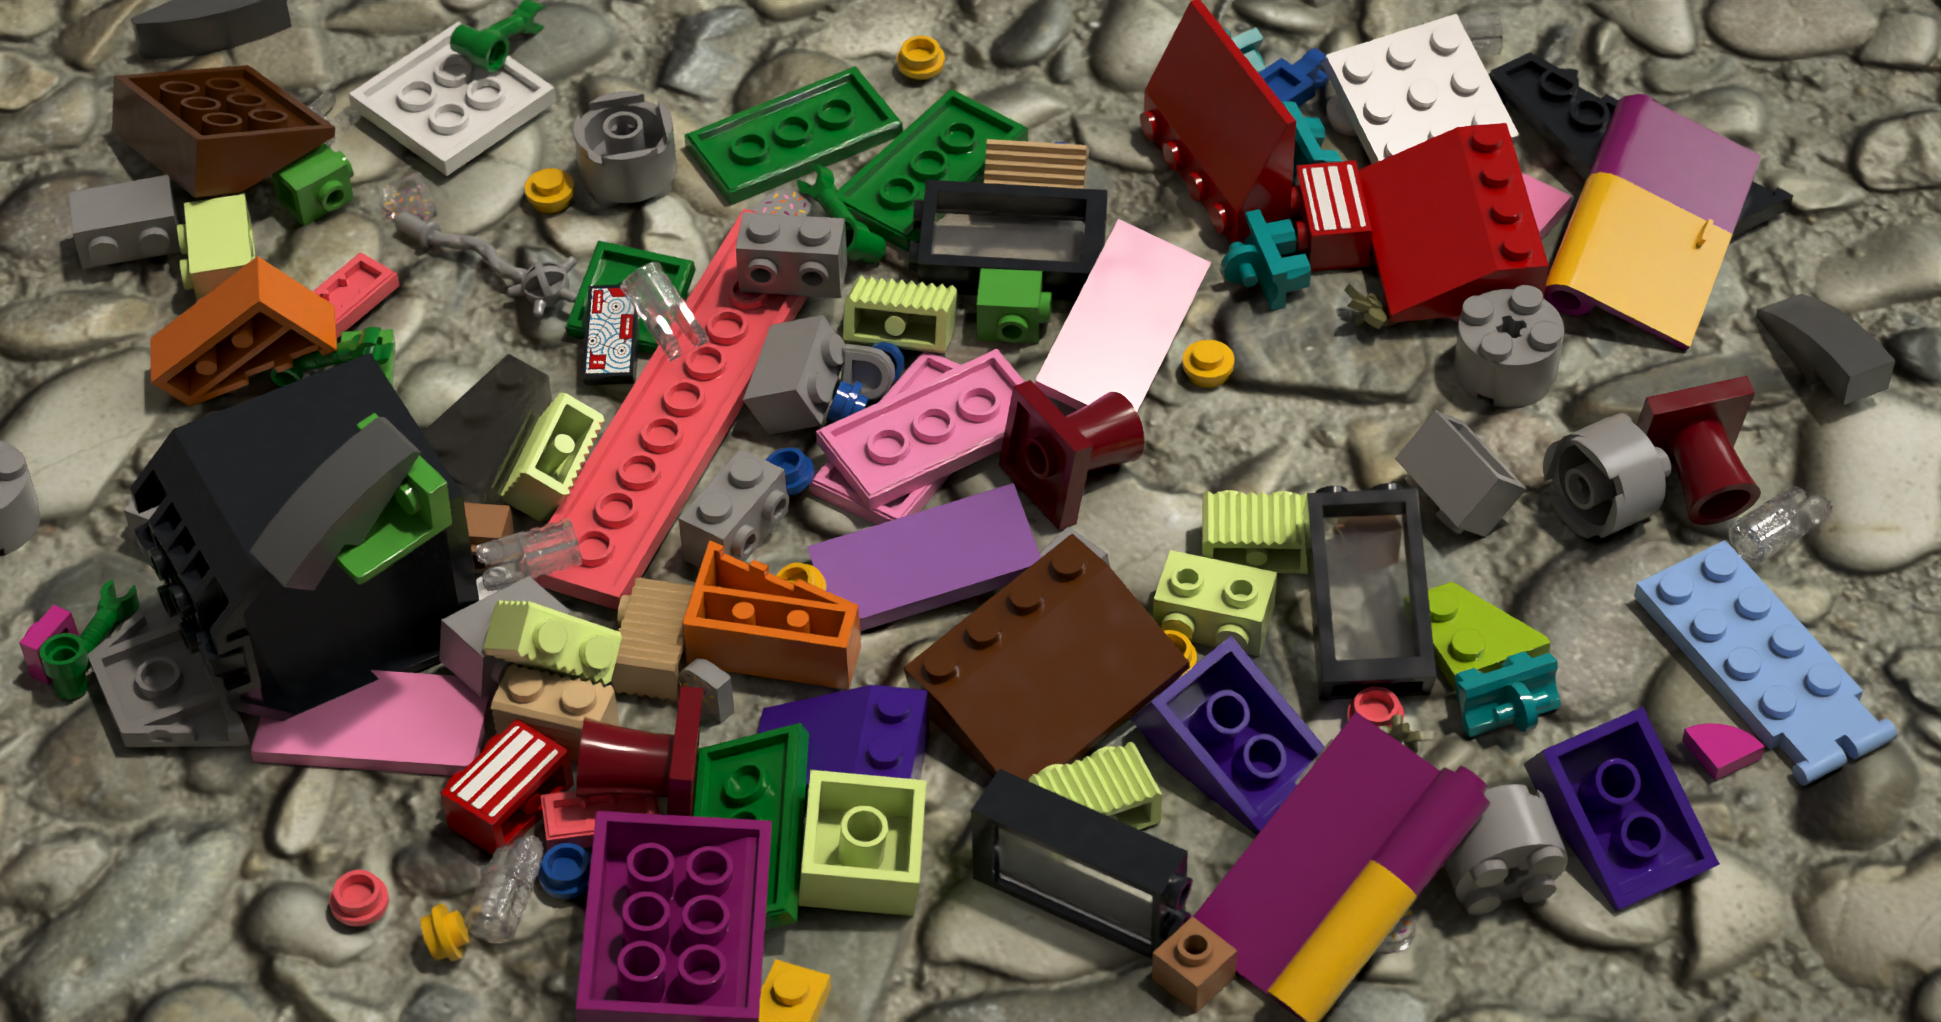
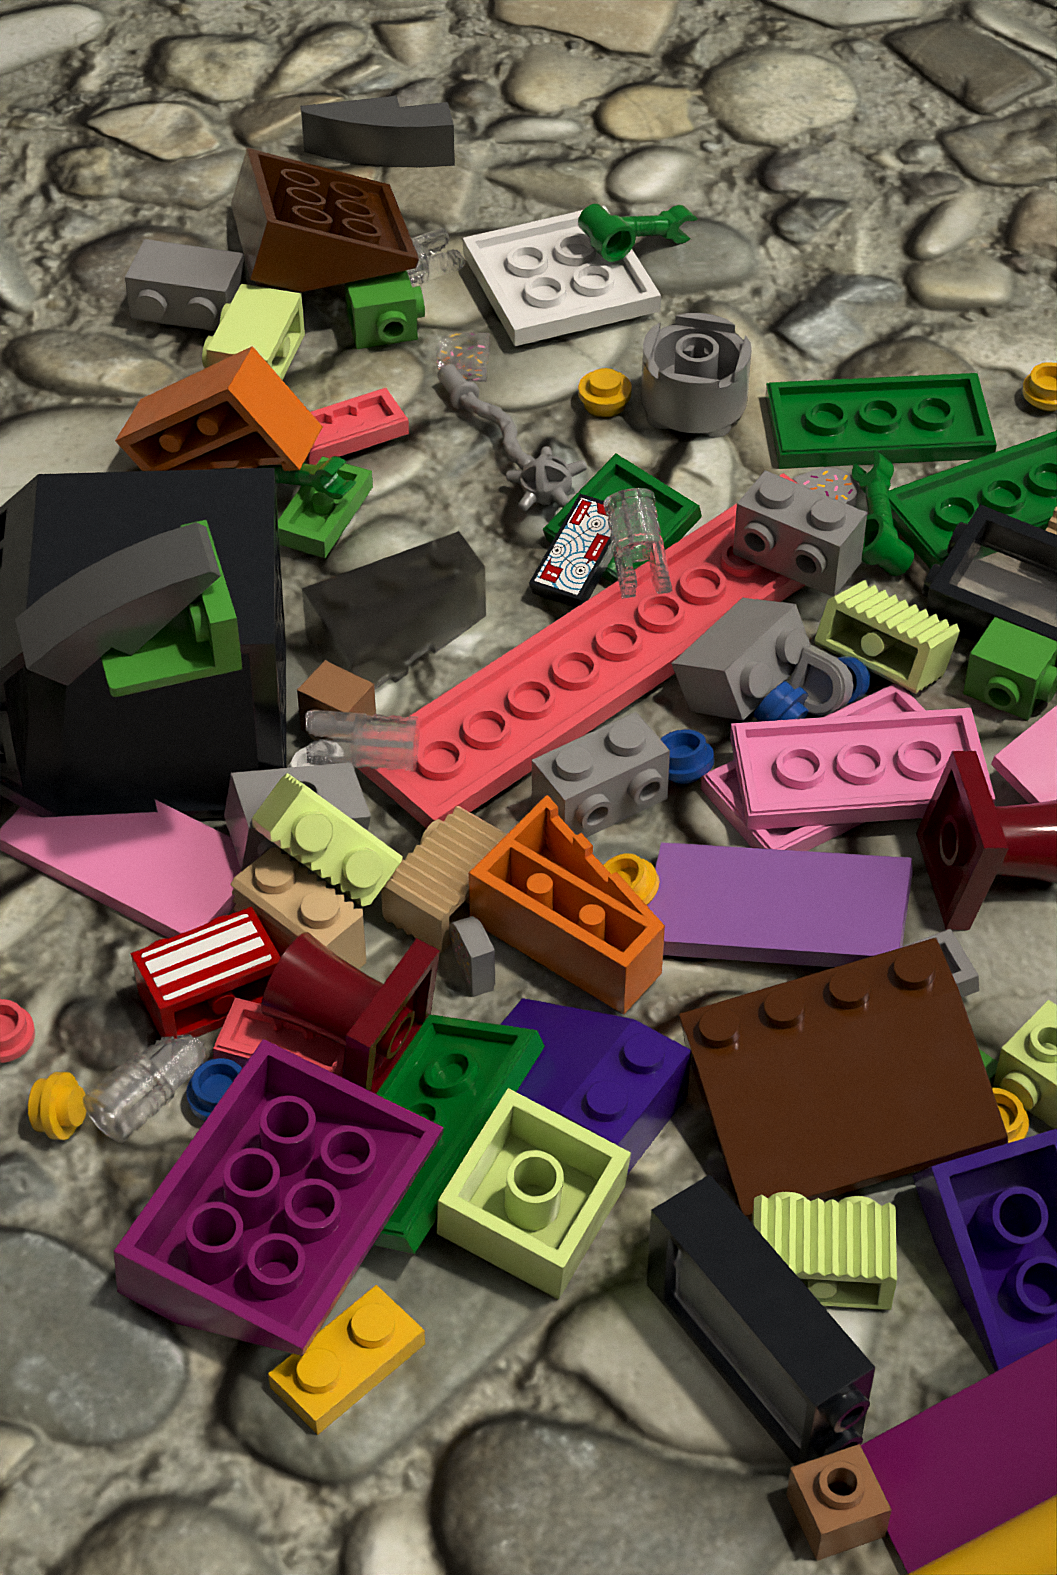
camera: 25 degrees right, 0 degrees up
(552, 457) = (448, 650): yellowish green brick -> none

